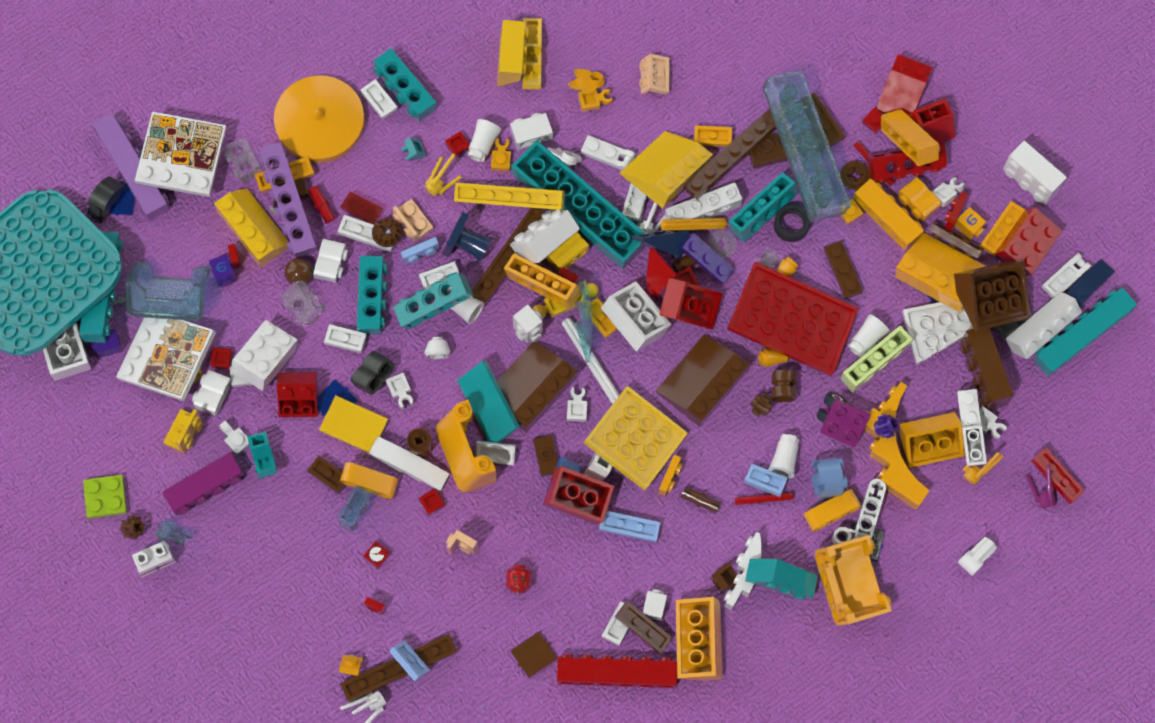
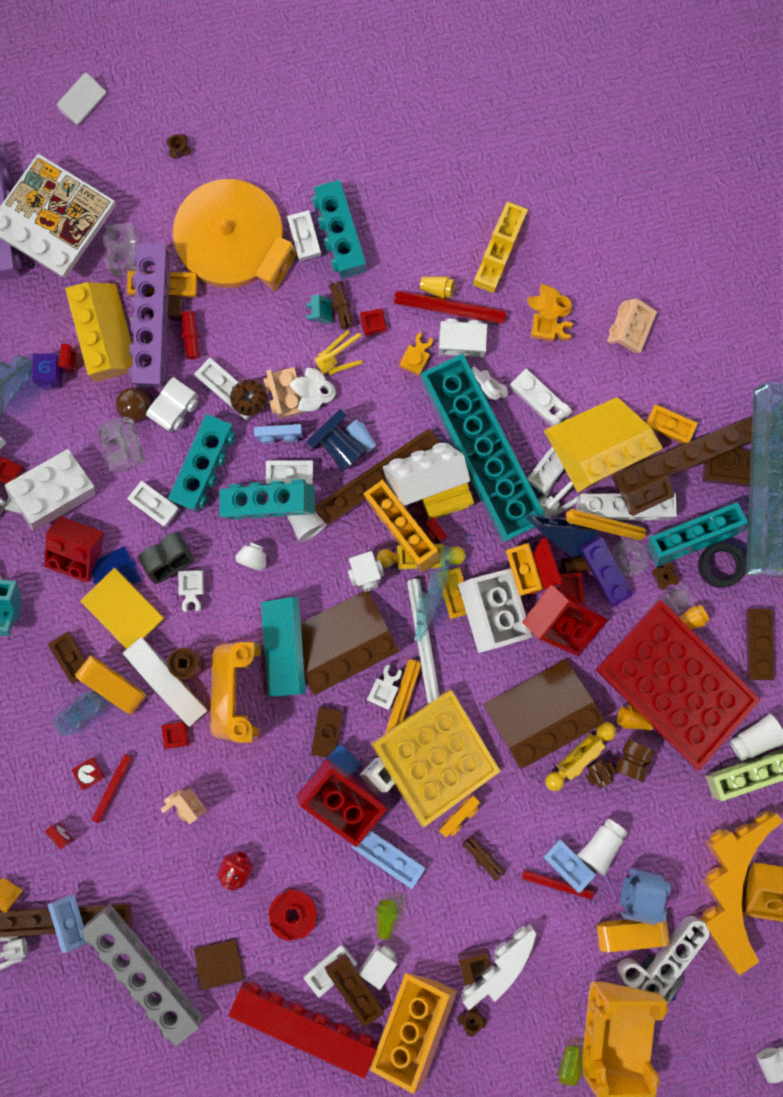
camera: 25 degrees right, 10 degrees up
(163, 60) = (81, 99): none -> white slope
(254, 62) = (175, 140): none -> reddish brown plate
(361, 208) = (233, 357): clear red plate -> none
(366, 127) = (276, 263): none -> light orange slope
(399, 558) = (112, 788): none -> red bar
(428, 140) = (341, 305): none -> reddish brown pin
(430, 209) = (309, 389): none -> white plate
(439, 647) = (142, 961): none -> light grey brick
(482, 140) = (402, 329): white plant -> none
(482, 228) = (360, 434): none -> light blue cone
(496, 99) = (439, 286): none -> yellow cone
(498, 452) = (269, 707): white plate -> none
(509, 196) = (406, 409): yellow plate -> none
(512, 52) = (476, 236): yellow slope -> none
(512, 111) = (449, 307): none -> red axle
(580, 605) = (278, 914): none -> red plate
(593, 402) = (404, 694): none -> light orange axle
(645, 278) = (524, 569): none -> light orange slope
(645, 569) = (386, 917): none -> clear neon green cone
(714, 189) = (648, 494): none -> reddish brown plate
(741, 625) = (472, 1028): none -> reddish brown plate
(745, 393) = (580, 756): none -> yellow plate
(753, 252) = (659, 573): none -> reddish brown plate
(782, 578) = (539, 1002): teal wedge -> none
(825, 624) = (569, 1067): none -> clear neon green cone
(842, 420) = (685, 830): magenta plate -> none
(886, 426) = (739, 867): dark purple gear -> none

